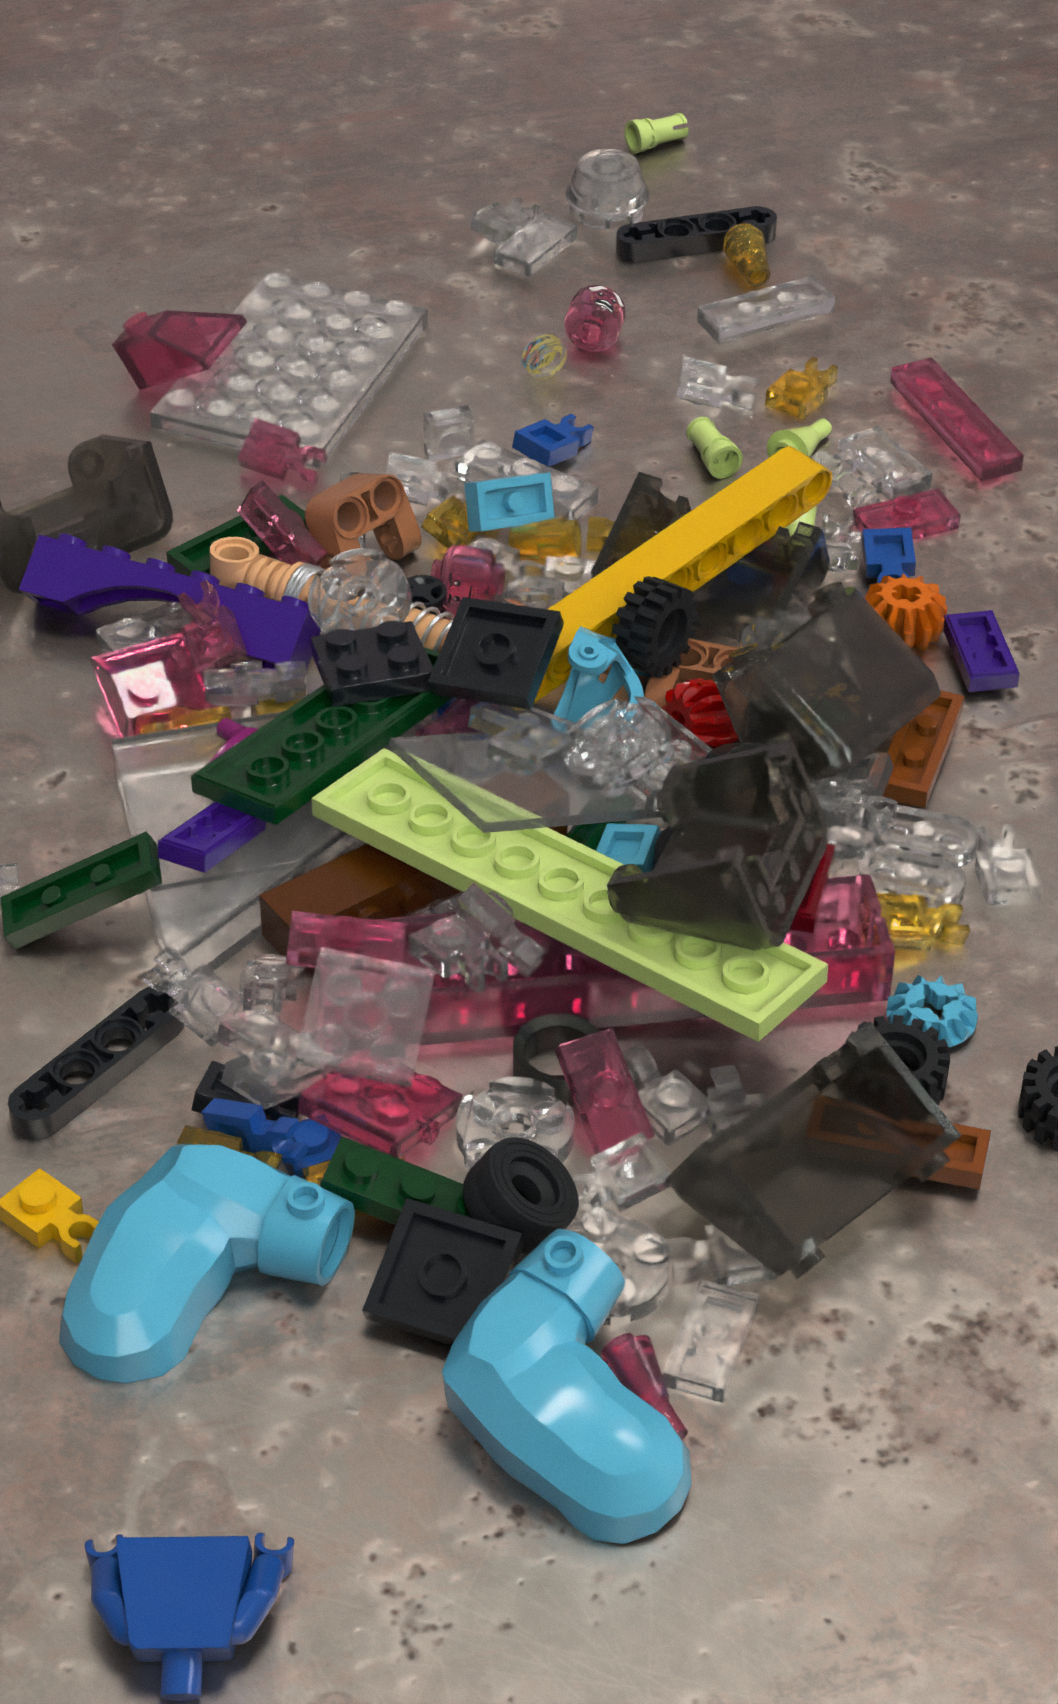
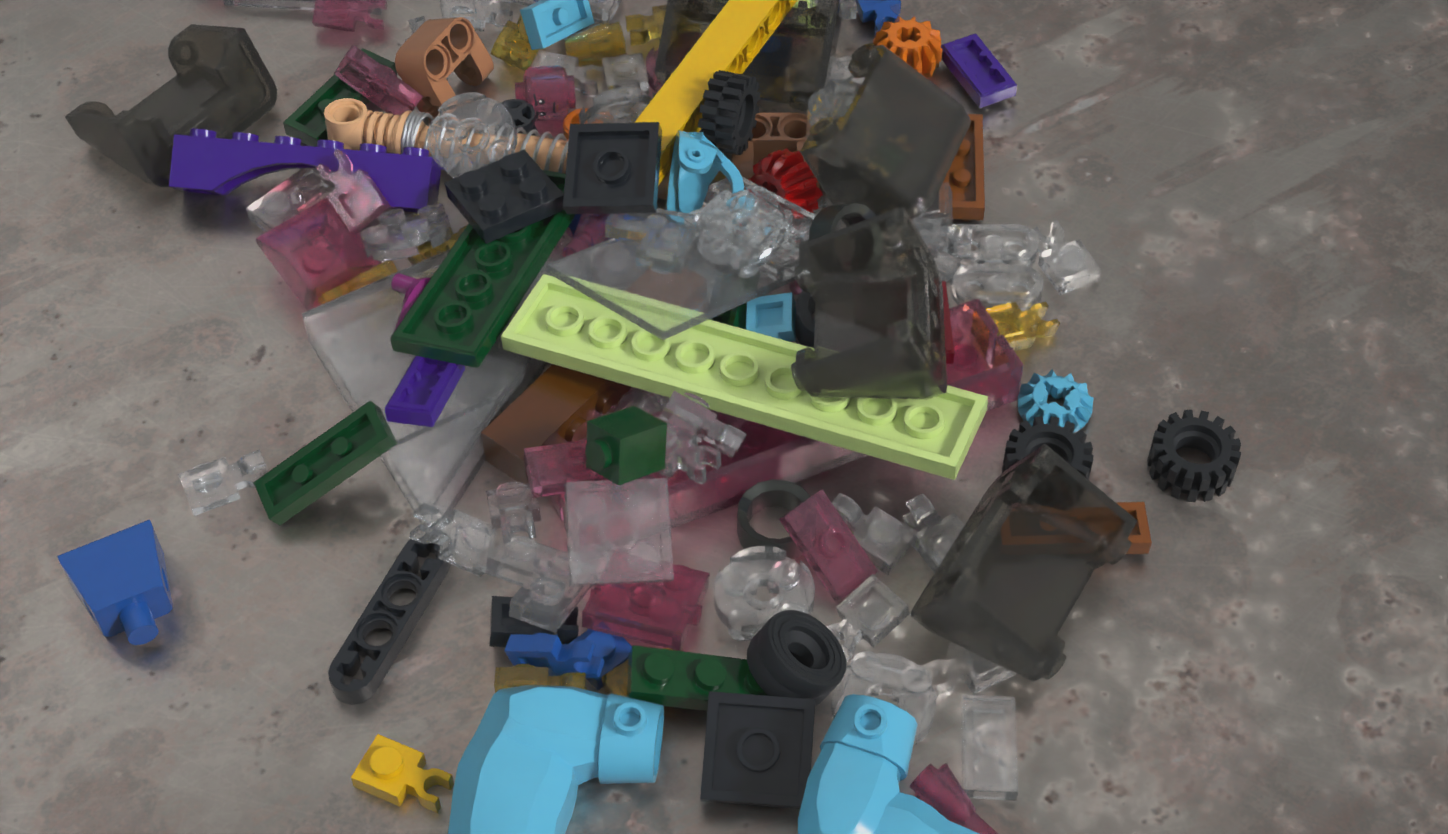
camera: 15 degrees left, 10 degrees up
(398, 924) = (626, 445): none -> dark green brick

